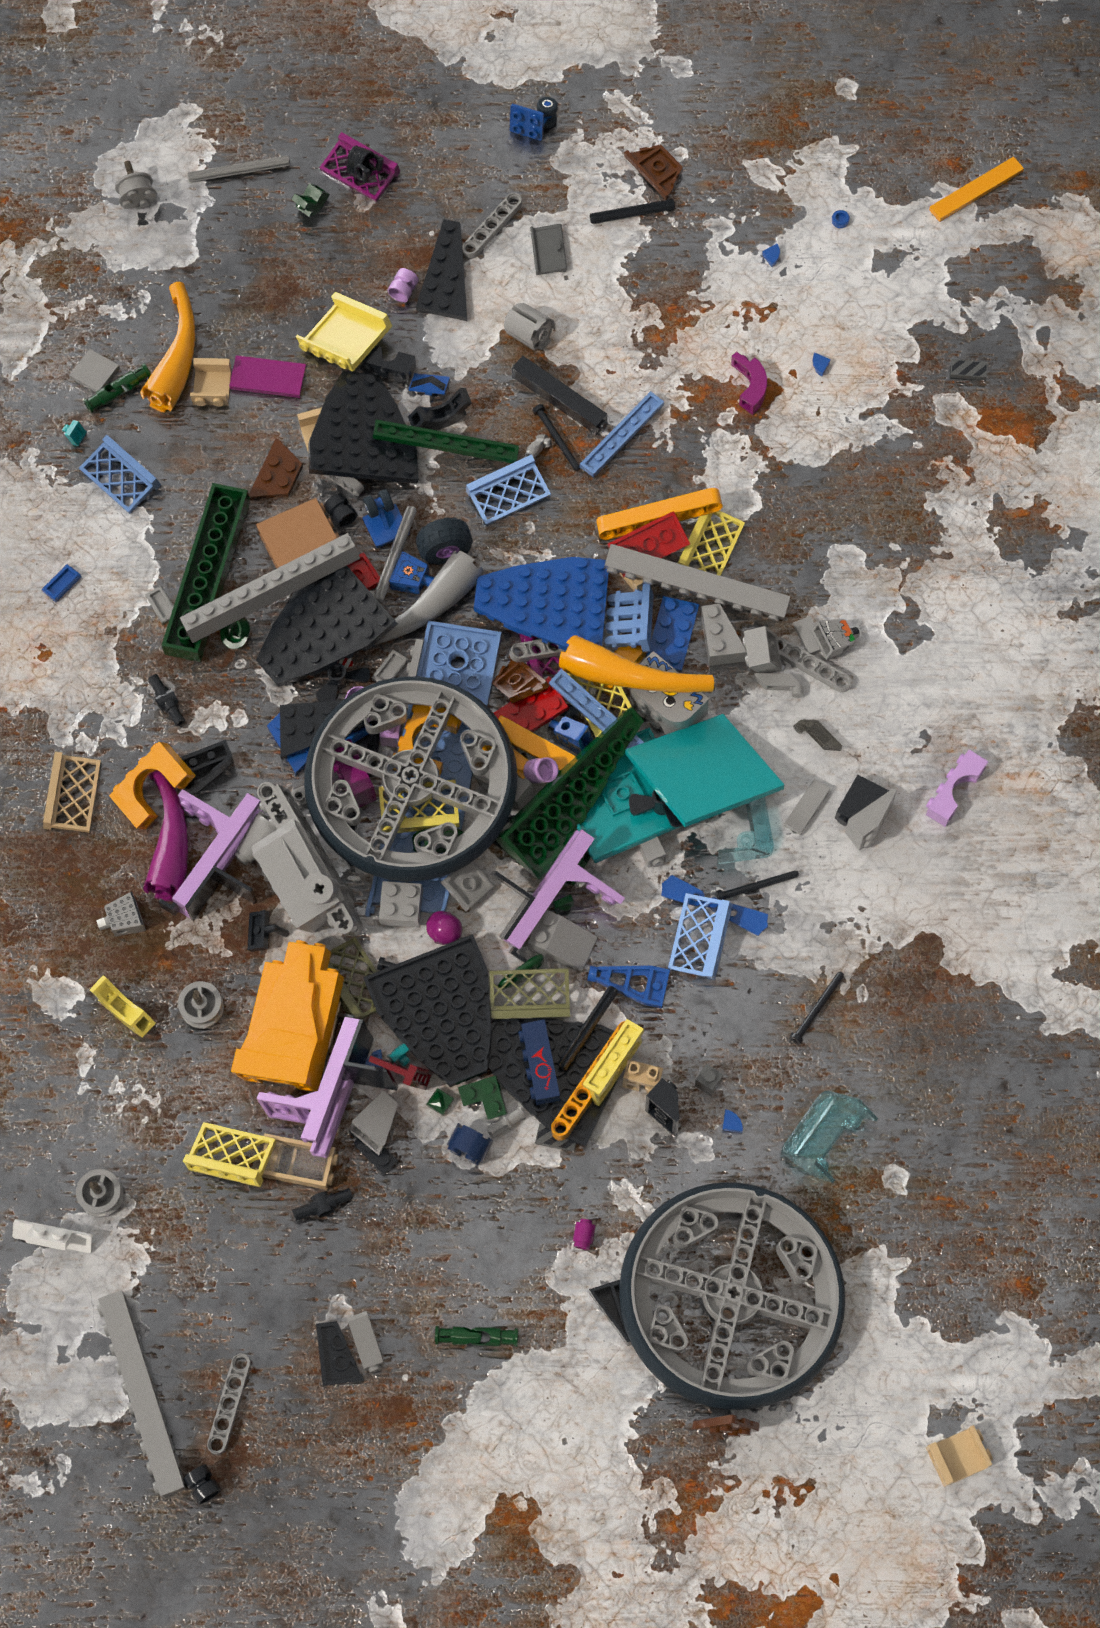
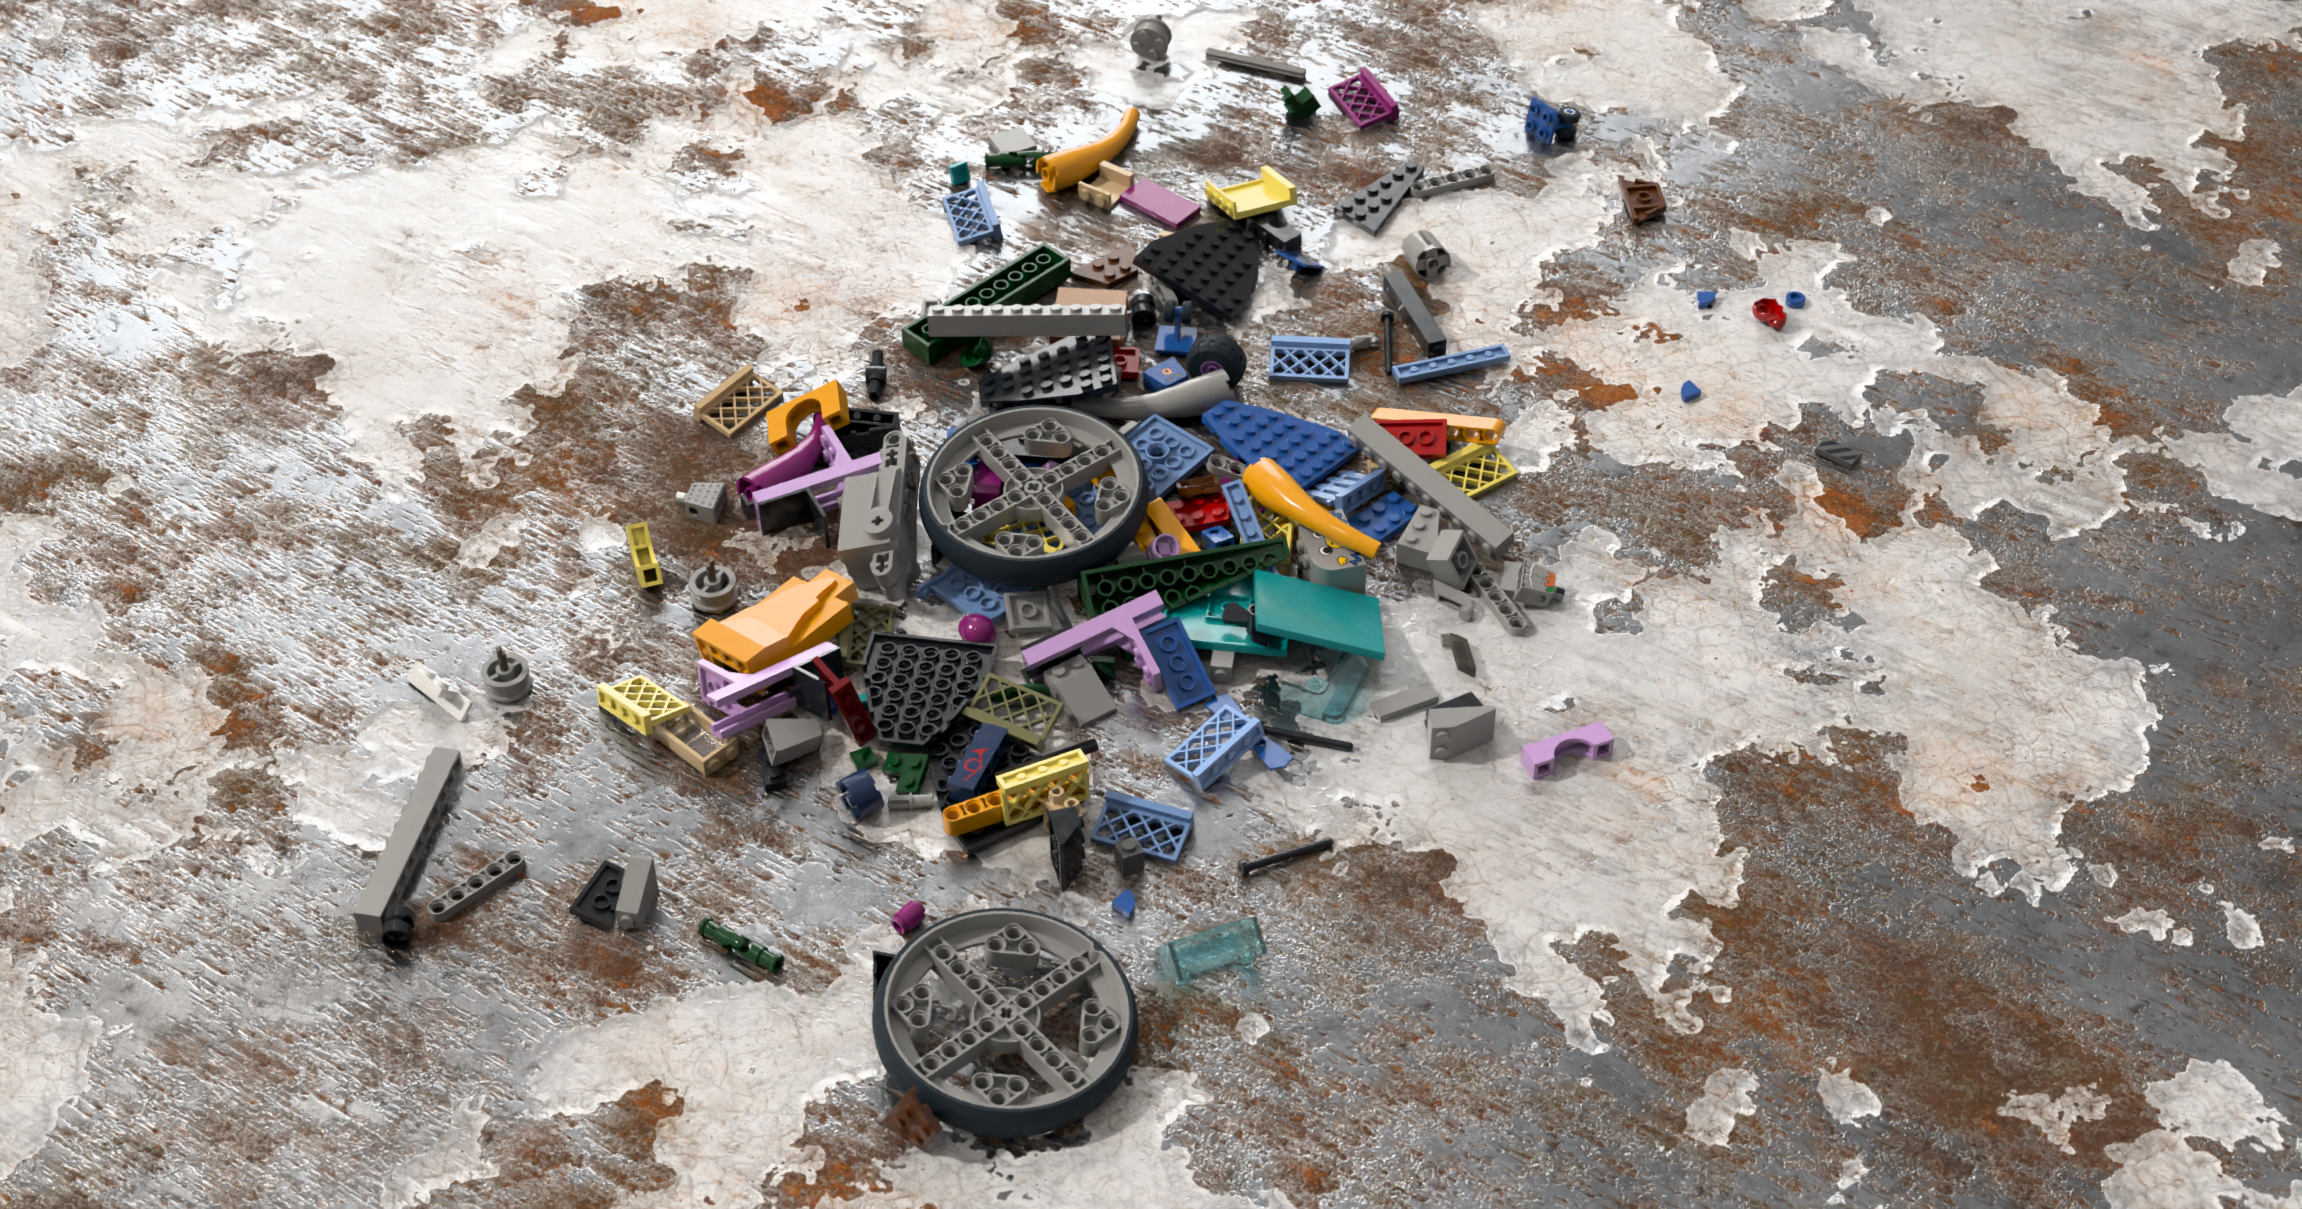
camera: 30 degrees right, 25 degrees down
(61, 582) = (858, 265): blue tile -> none
(259, 930) = (816, 558): black plate -> none
(322, 1204) = (690, 780): black pin -> none
(359, 163) = (1362, 90): black piece -> none
(395, 553) = (1176, 352): light grey axle -> none
(400, 904) = (951, 592): light grey brick -> none
(402, 285) = (1333, 186): lavender wheel -> none
(443, 414) = (1291, 286): black arch -> none
(445, 441) = (1276, 298): dark green plate -> none
(545, 1138) = (937, 834): dark grey tile -> none
(546, 247) = (1491, 216): dark grey door -> none
(625, 875) = (1178, 663): none -> blue plate
(632, 211) = (1593, 219): black axle -> none
(655, 987) = (1136, 768): blue plate -> none
(697, 1027) = (1152, 812): none -> medium blue fence
(753, 370) = (1610, 382): magenta arch -> none
(833, 245) = (1770, 312): none -> red hair
(976, 189) = (1952, 329): light orange tile -> none

